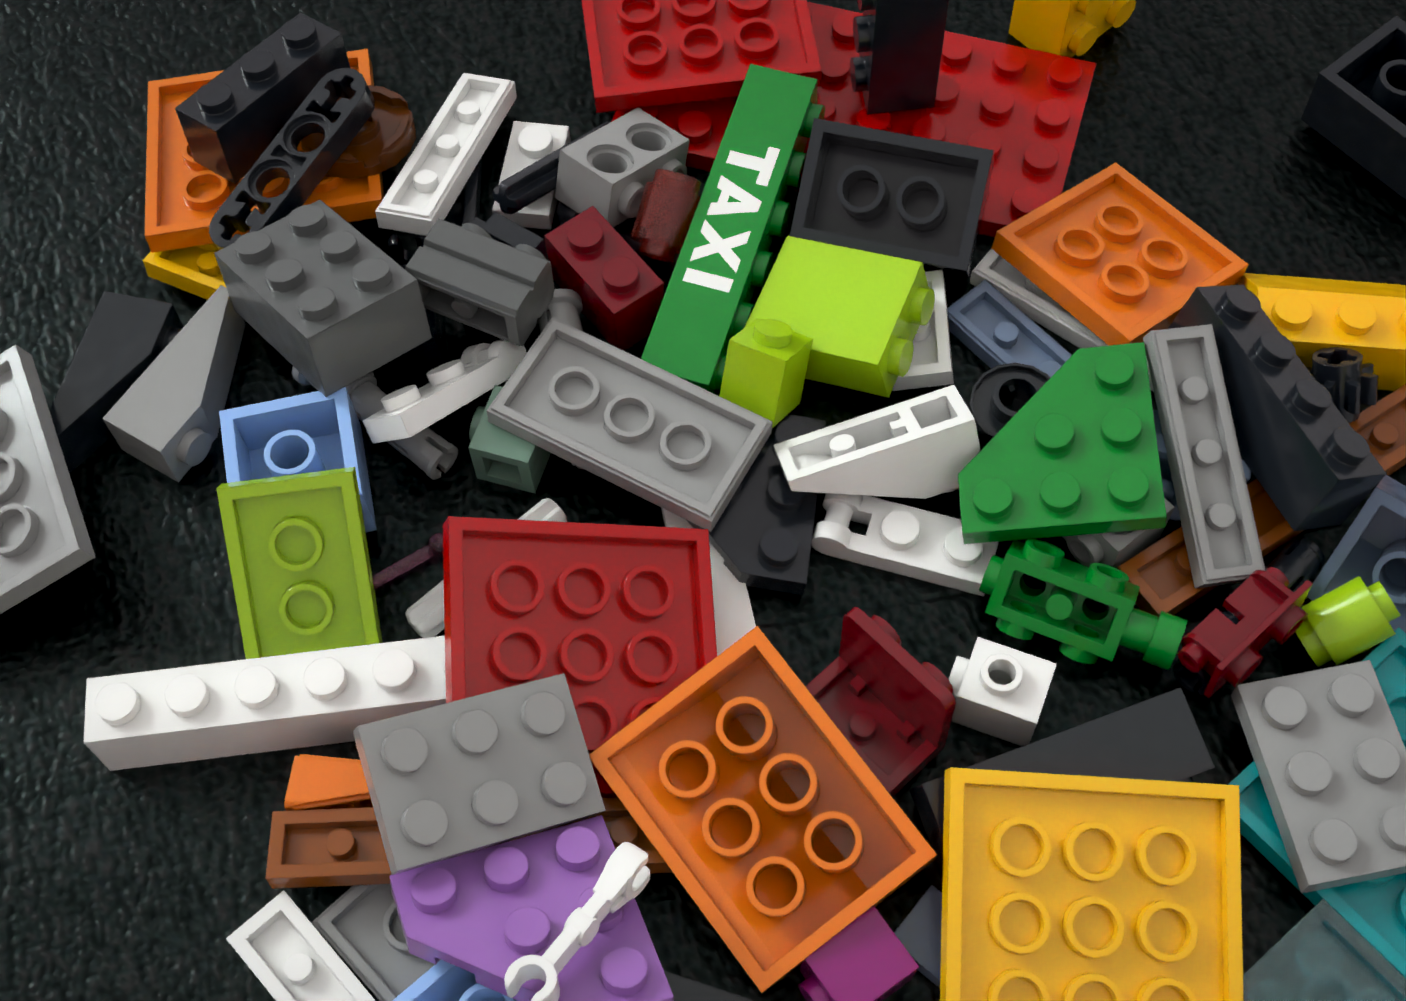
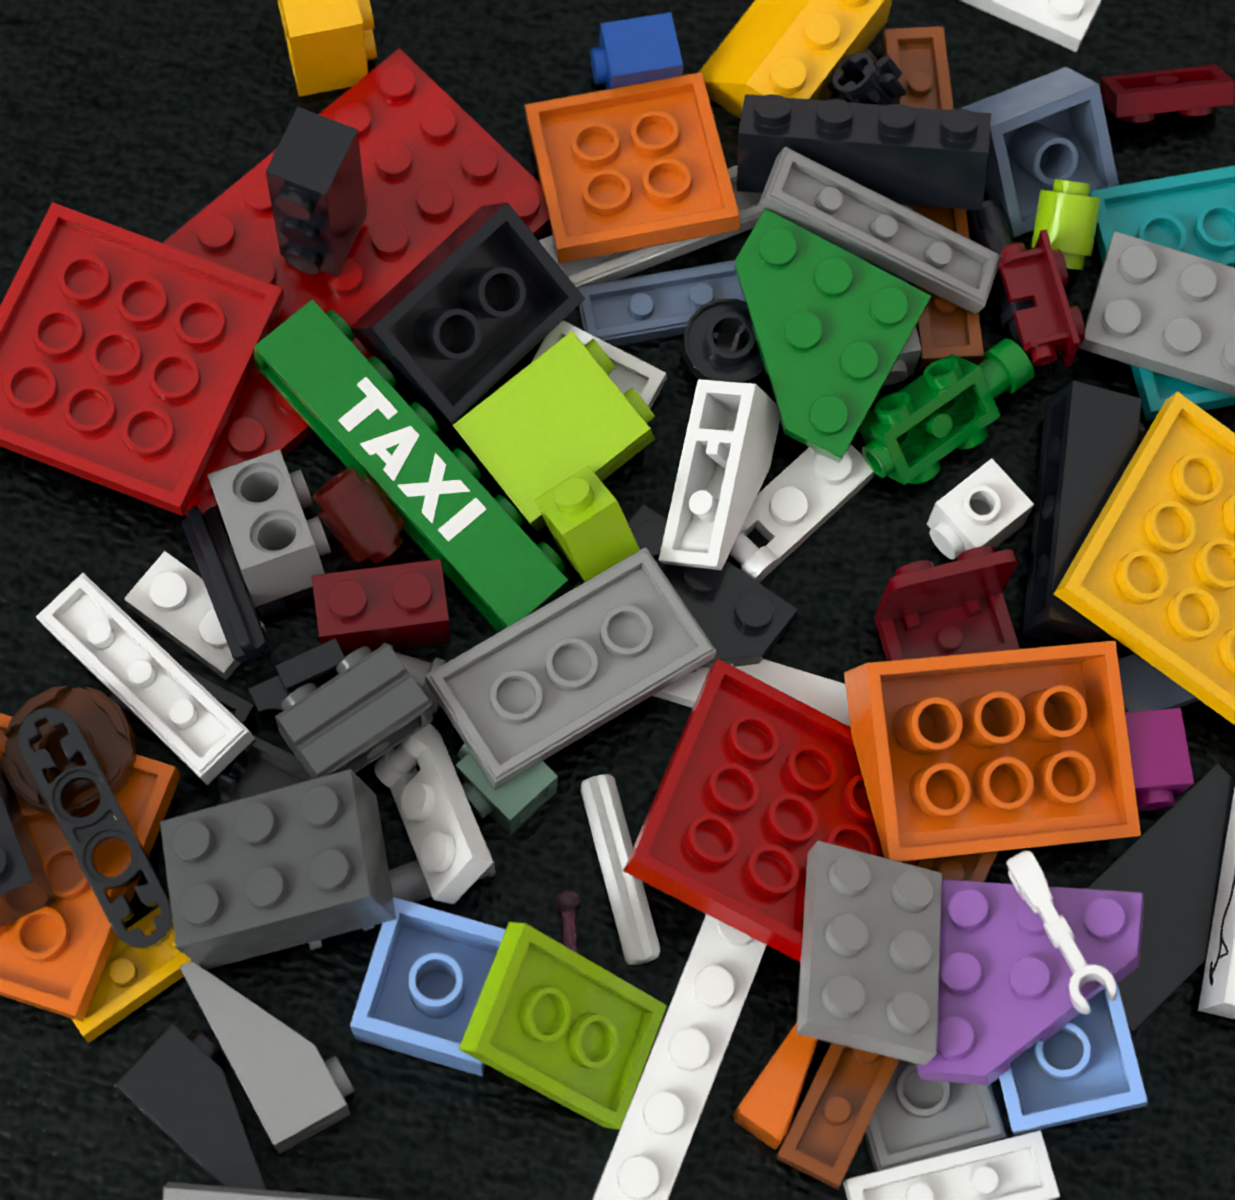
camera: 70 degrees left, 10 degrees up
(1229, 211) = (636, 51): none -> blue brick

